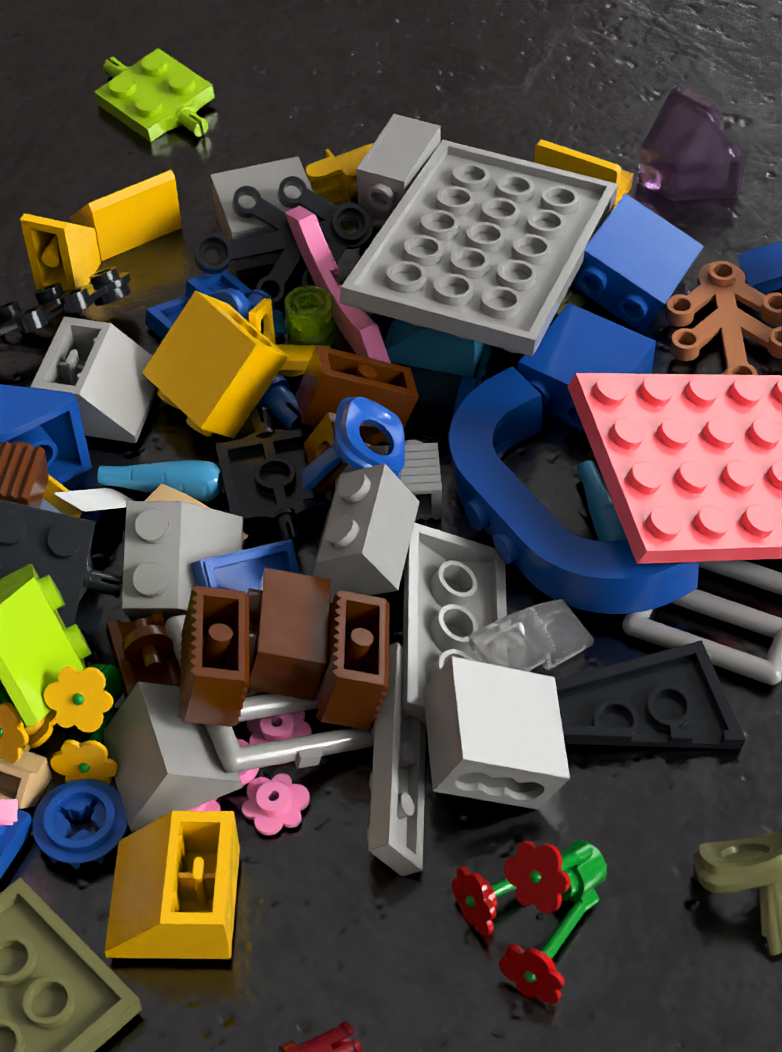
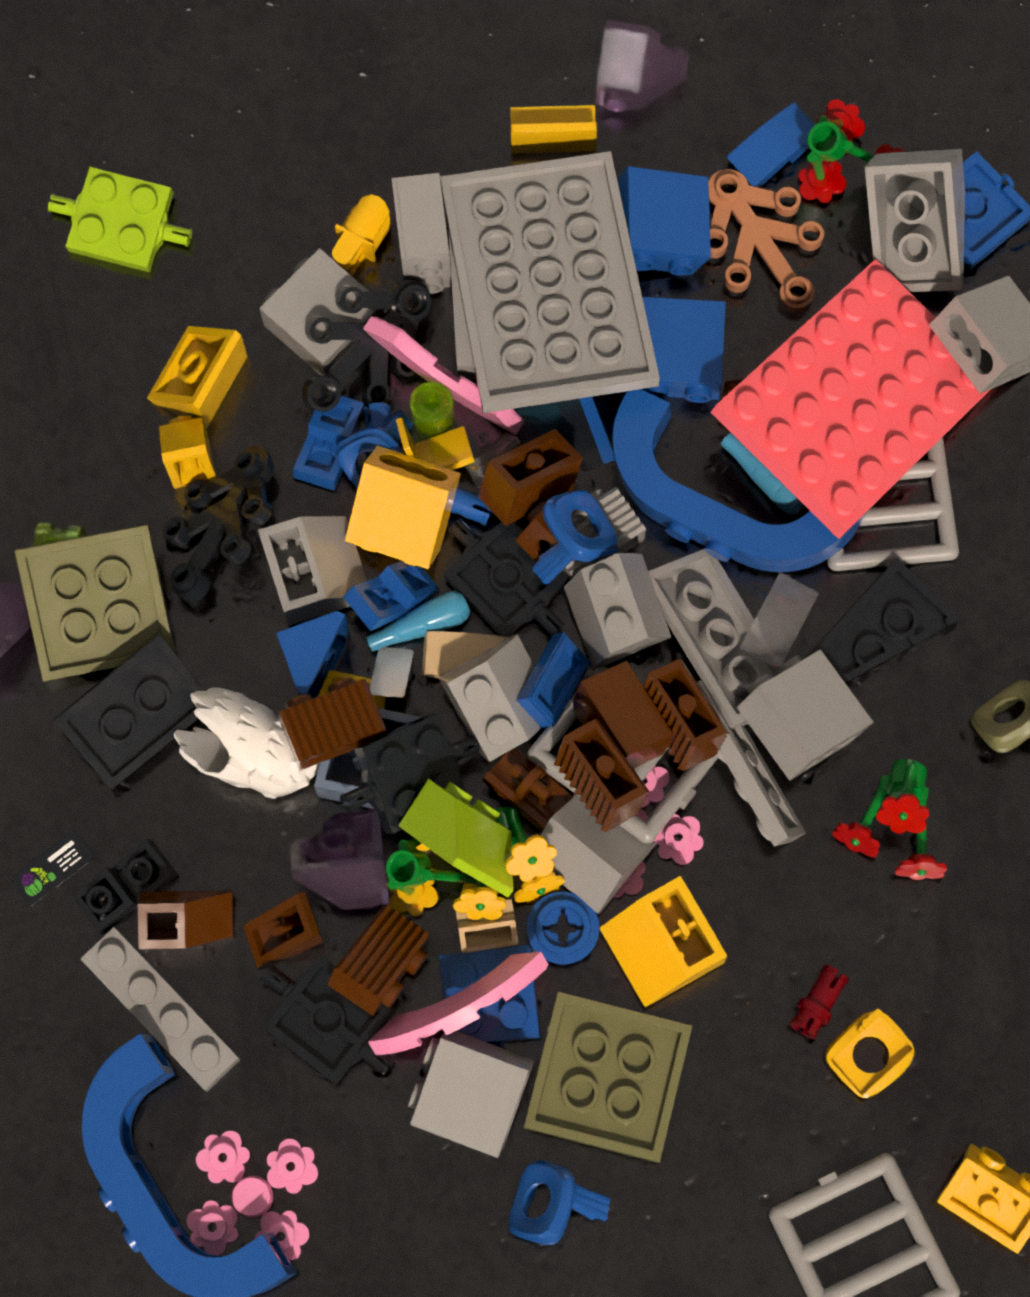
camera: 30 degrees left, 25 degrees up
(147, 439) = (391, 594): none -> blue slope

